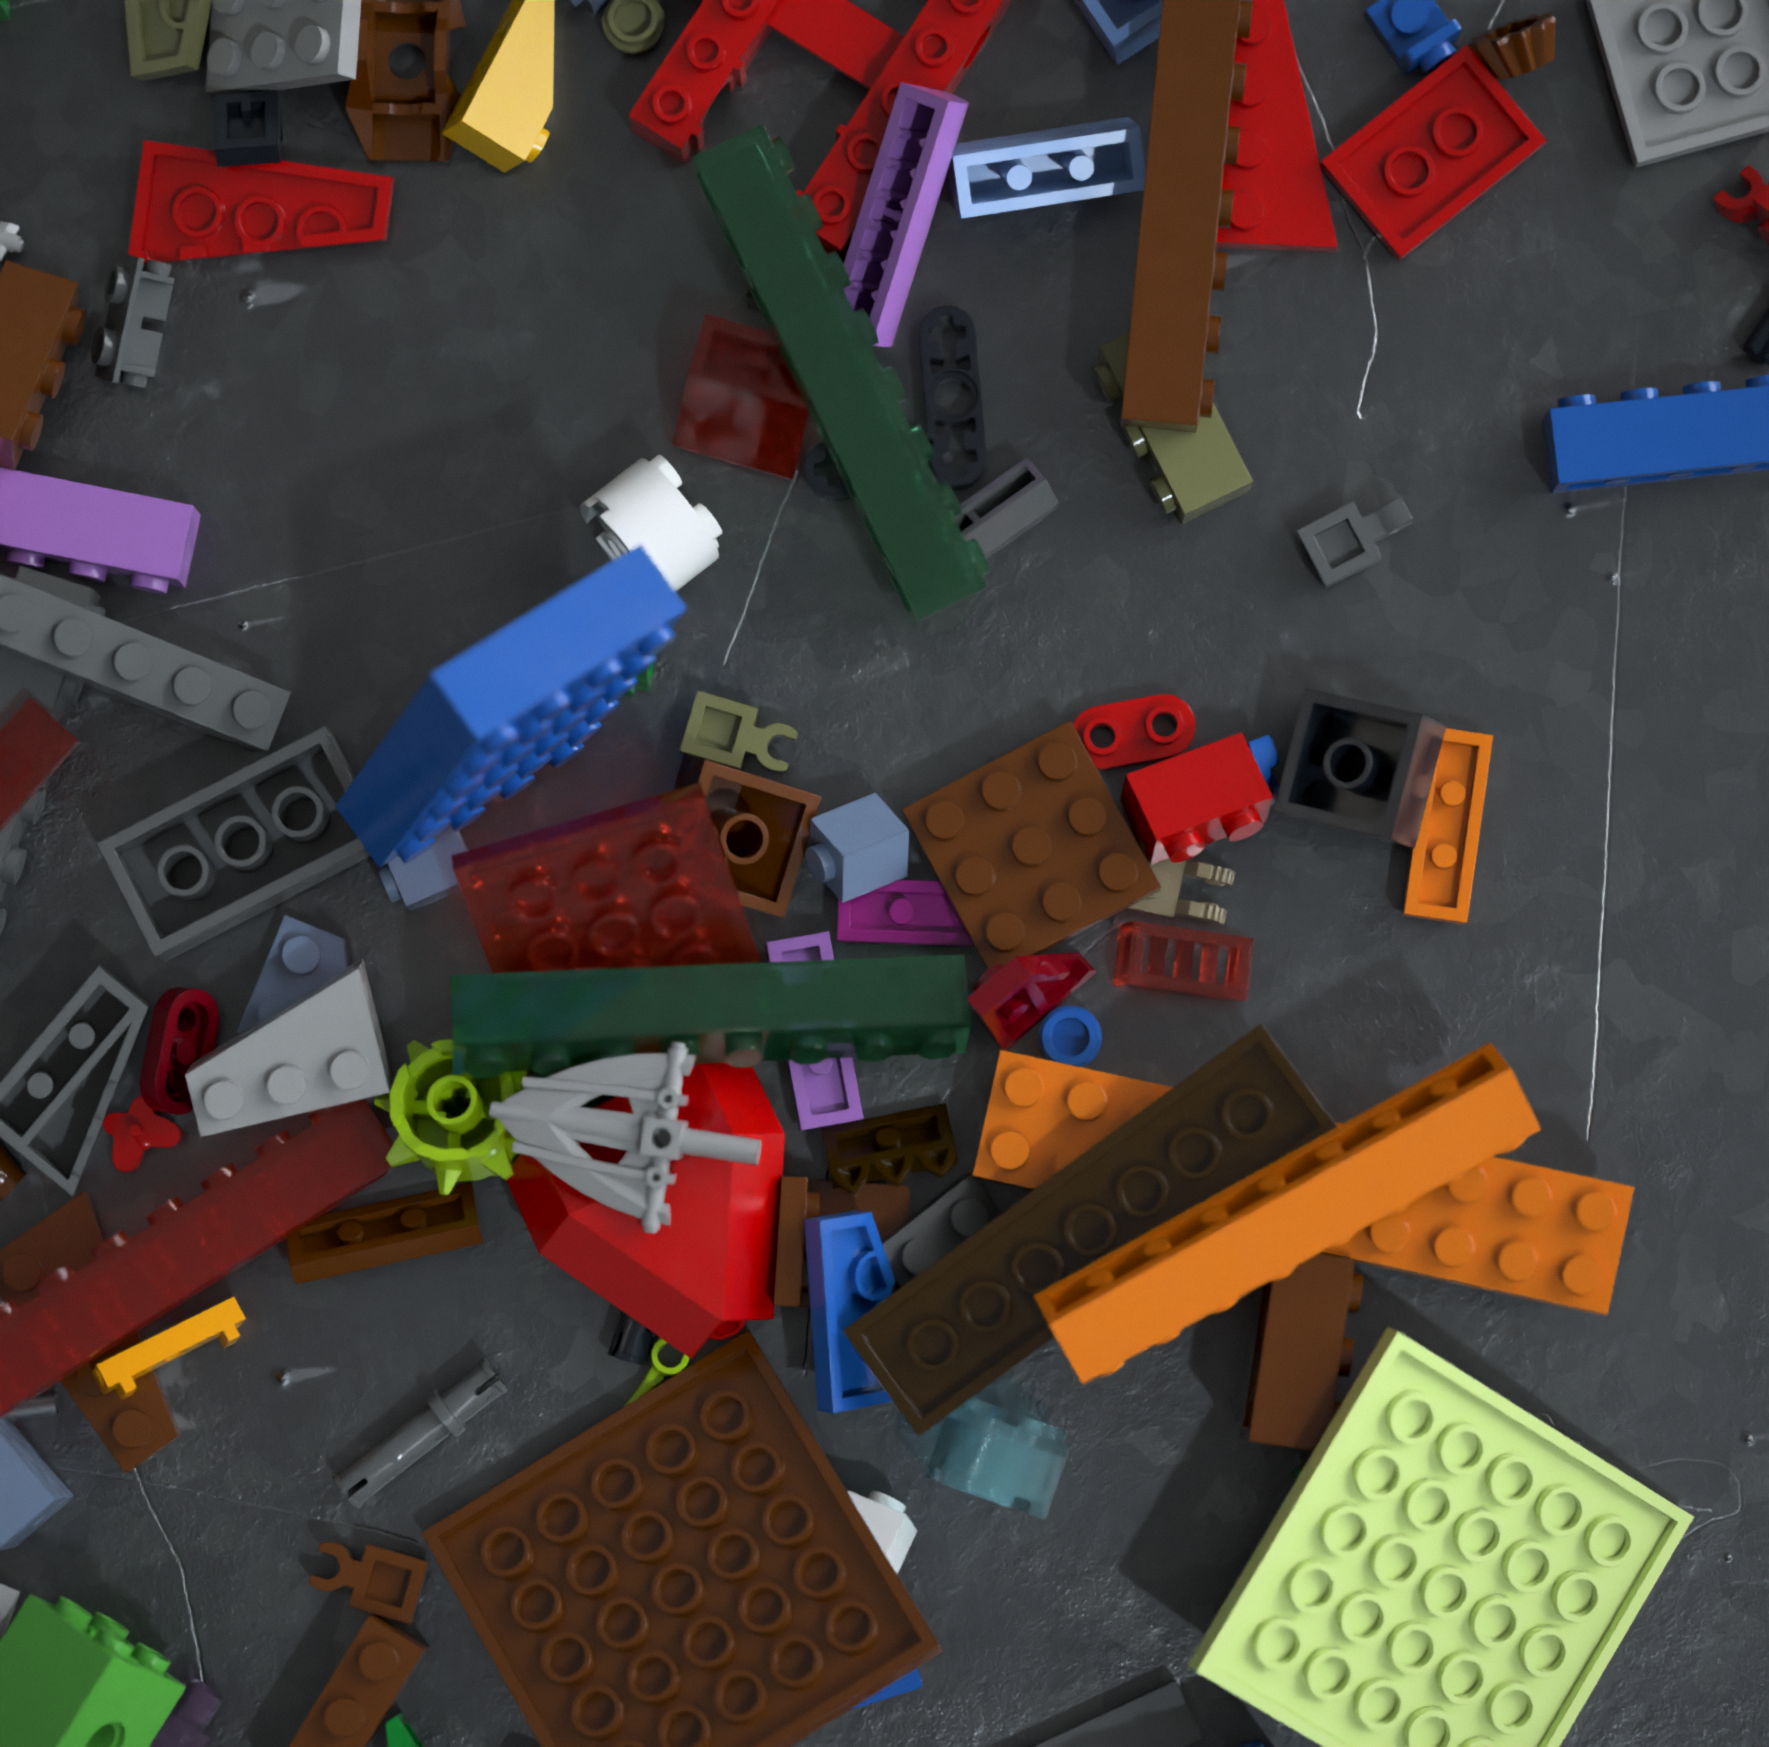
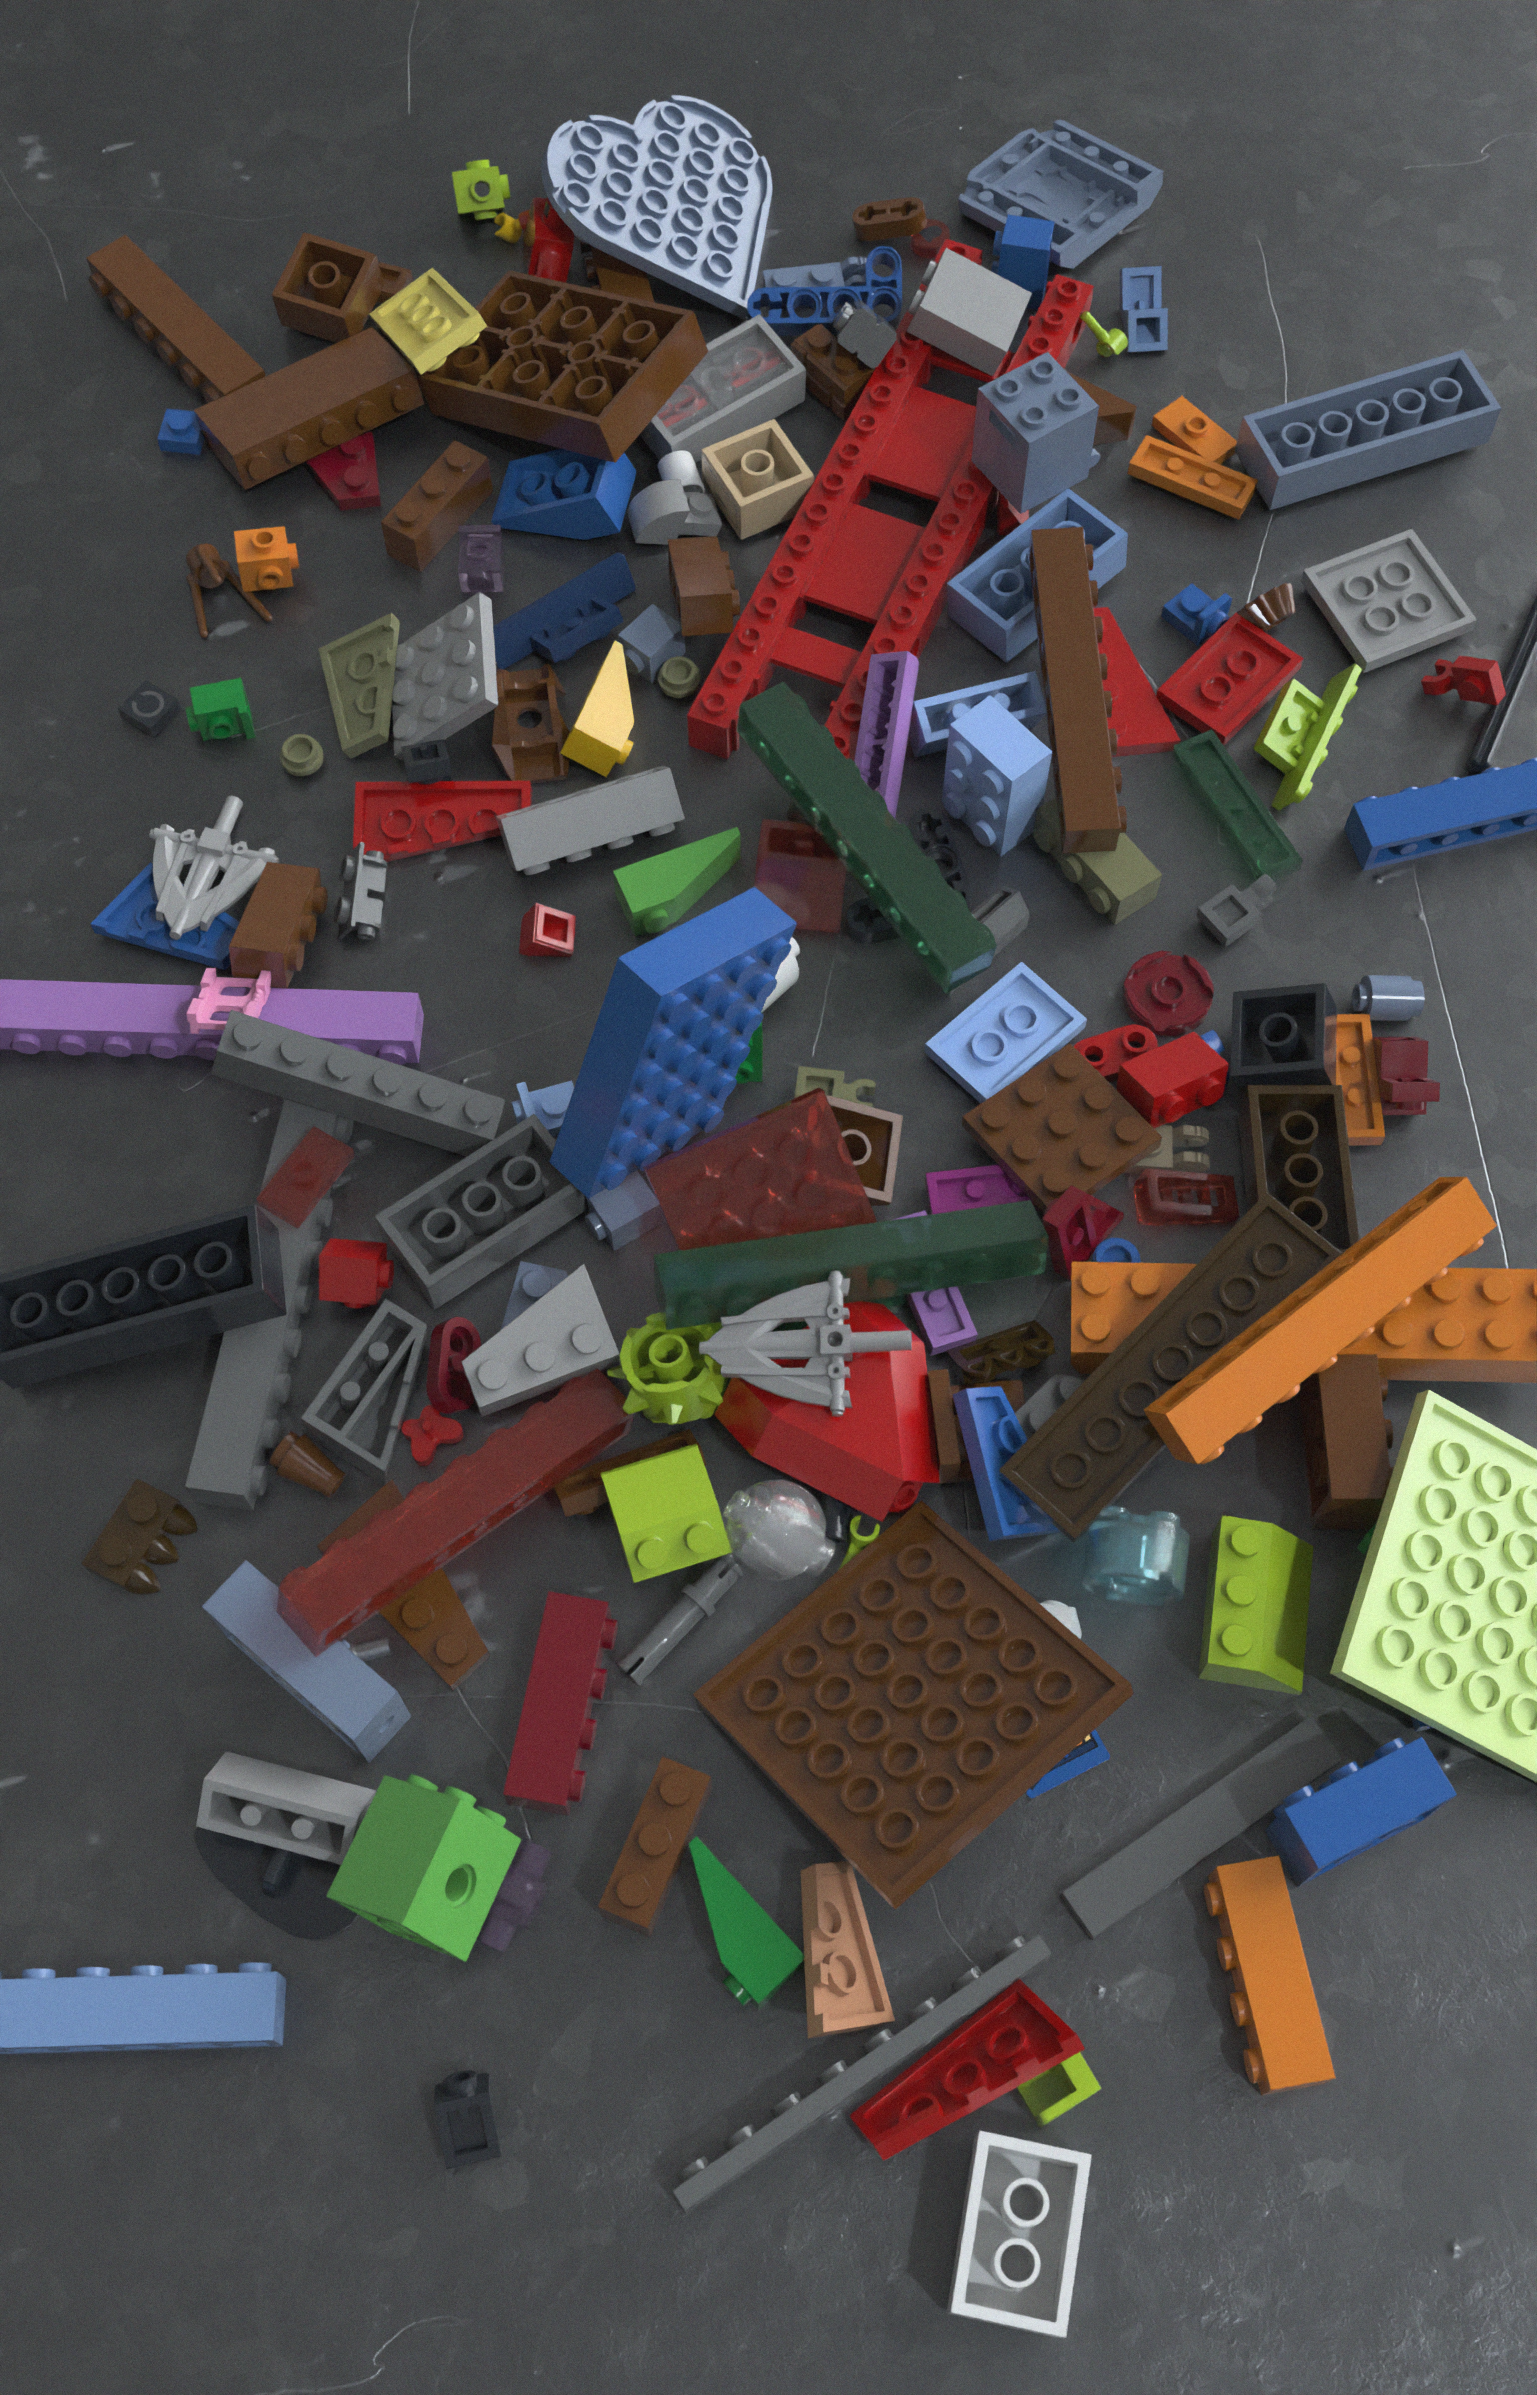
camera: 10 degrees left, 20 degrees down
(64, 902) = (354, 1272): none -> red brick
(73, 70) = (301, 755): none -> olive plate
(216, 1322) = (464, 1583): light orange piece -> none
(256, 1519) = (559, 1704): none -> dark red brick
(350, 695) = (546, 1103): none -> light blue bracket
(382, 1582) = (666, 1735): reddish brown plate -> none
(386, 416) = (547, 932): none -> red slope
(419, 1305) = (665, 1513): none -> lime slope
(467, 255) = (590, 819): none -> light grey brick
(557, 1349) = (778, 1531): none -> clear brick
(564, 374) = (670, 883): none -> bright green slope
(858, 848) = (936, 1146): sand blue brick -> none
(989, 683) = (1005, 1033): none -> light blue plate
(1043, 299) = (994, 775): none -> light blue brick
(1143, 1536) = (1256, 1606): none -> lime slope
(1229, 648) = (1168, 993): none -> dark red tile
(1336, 965) = (1300, 1156): none -> dark brown brick
(1392, 370) = (1237, 807): none -> clear green plate
(1513, 836) = (1403, 1075): none -> dark red brick
(1515, 259) = (1300, 730): none -> lime bracket
(1528, 710) = (1388, 997): none -> sand blue brick

